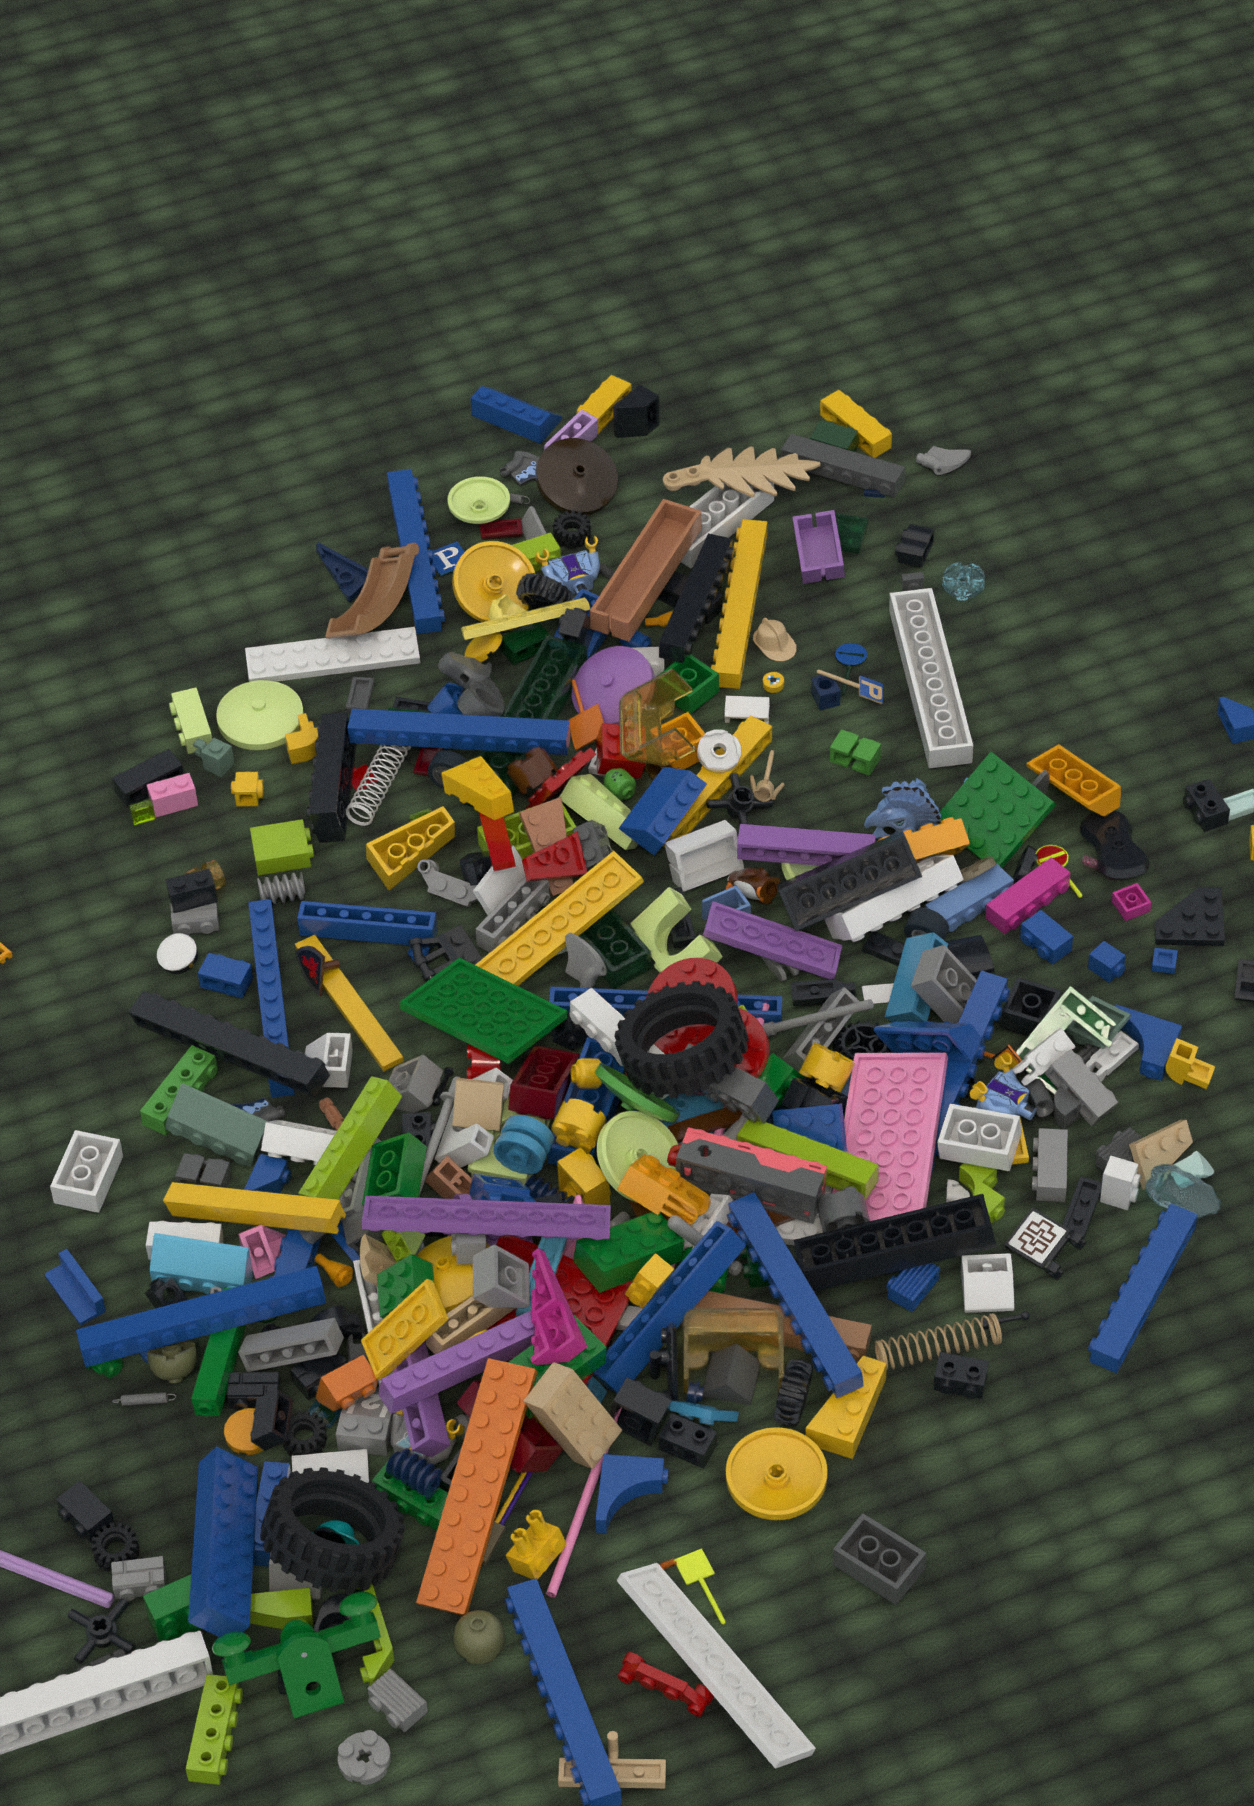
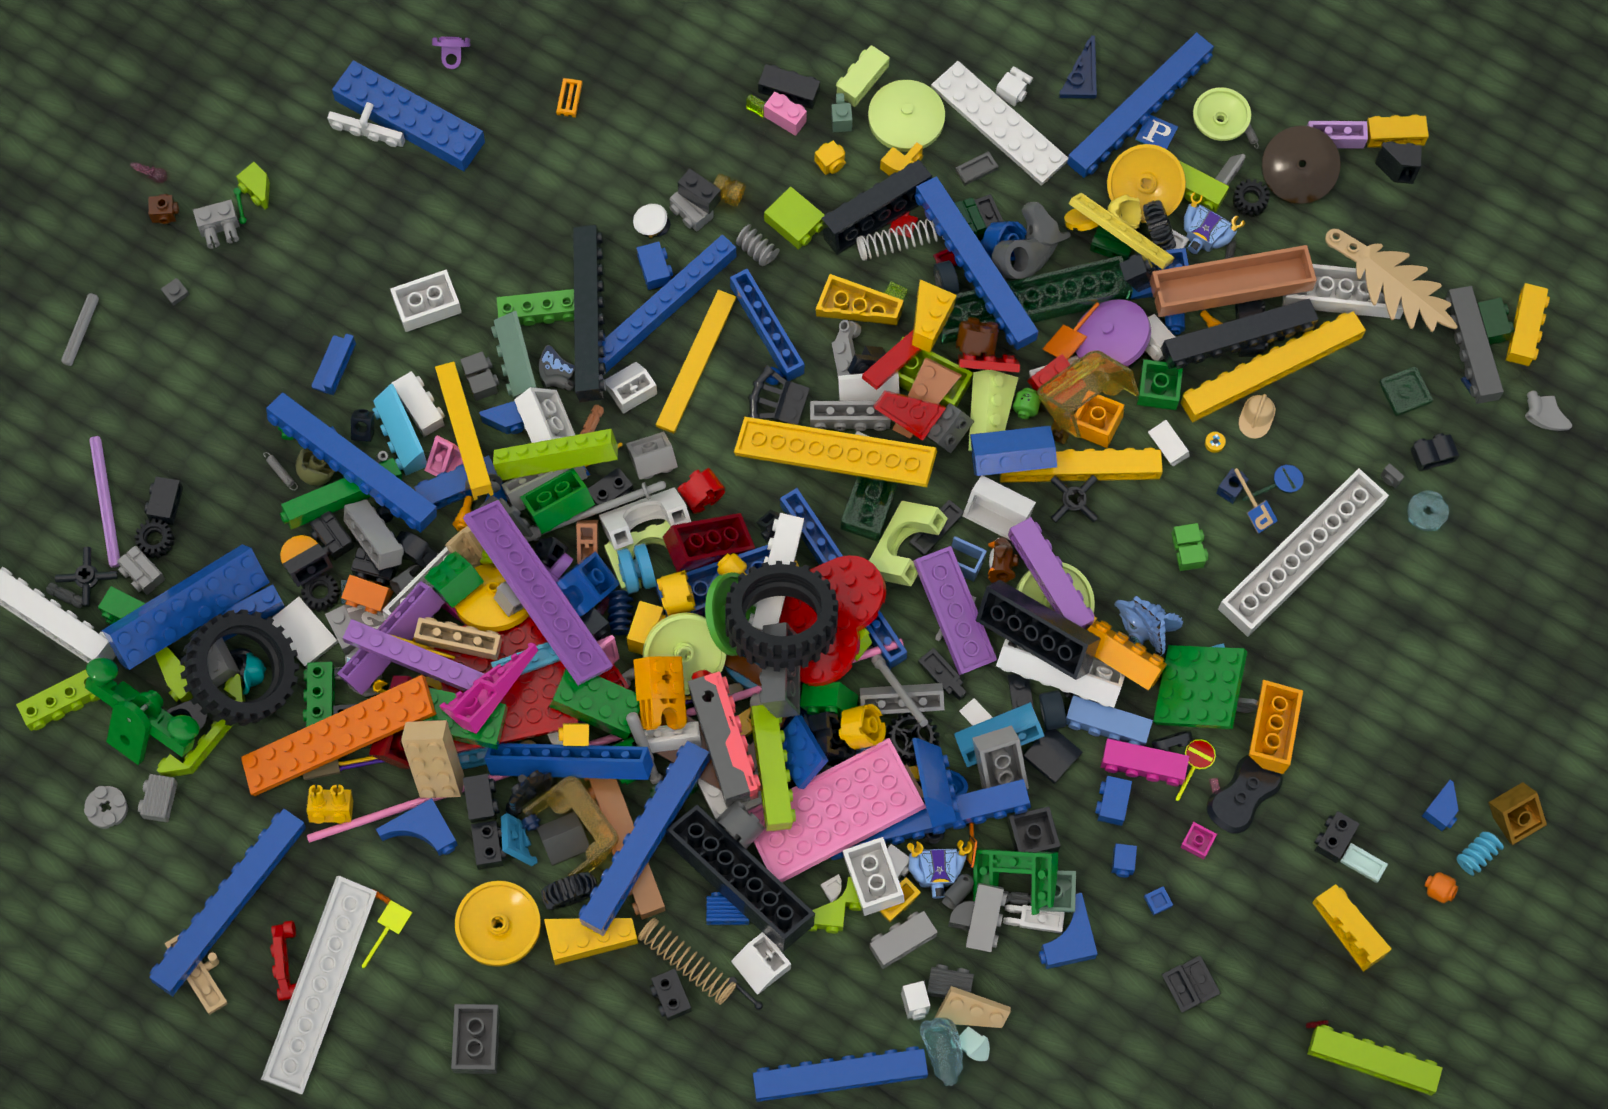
camera: 50 degrees right, 20 degrees up
(310, 623) = (1013, 87): none -> white brick
(313, 966) = (708, 321): shield -> none
(380, 593) = (1069, 114): medium nougat windscreen -> none
(404, 1329) = (414, 602): yellow tile -> none
(414, 1472) = (321, 688): dark blue piece -> none
(448, 1072) = (686, 470): black hinge -> none
(478, 1103) = (650, 513): tan tile -> none
(479, 1637) = (242, 815): olive cylinder -> none
(483, 1010) = (735, 459): green plate -> none
(500, 1279) = (489, 638): light grey slope -> none
(501, 529) = (1213, 149): dark red tile -> none
(513, 414) = (1336, 75): blue slope -> none
(521, 468) = (1285, 117): dark grey arm -> none
(583, 961) = (836, 495): light grey arm -> none
(715, 762) = (1105, 464): white tile -> none
(765, 789) = (1096, 508): tan plant -> none
(818, 547) = (1367, 385): medium lavender piece -> none
(977, 868) = (1134, 708): dark tan tile -> none
(1041, 1240) = (829, 977): flag -> none
(1044, 1055) = (987, 873): white hinge -> none
(1083, 1205) = (877, 986): black plate -> none
(1184, 1066) = (1064, 980): yellow brick -> none
(1193, 921) = (1217, 897): black plate -> none

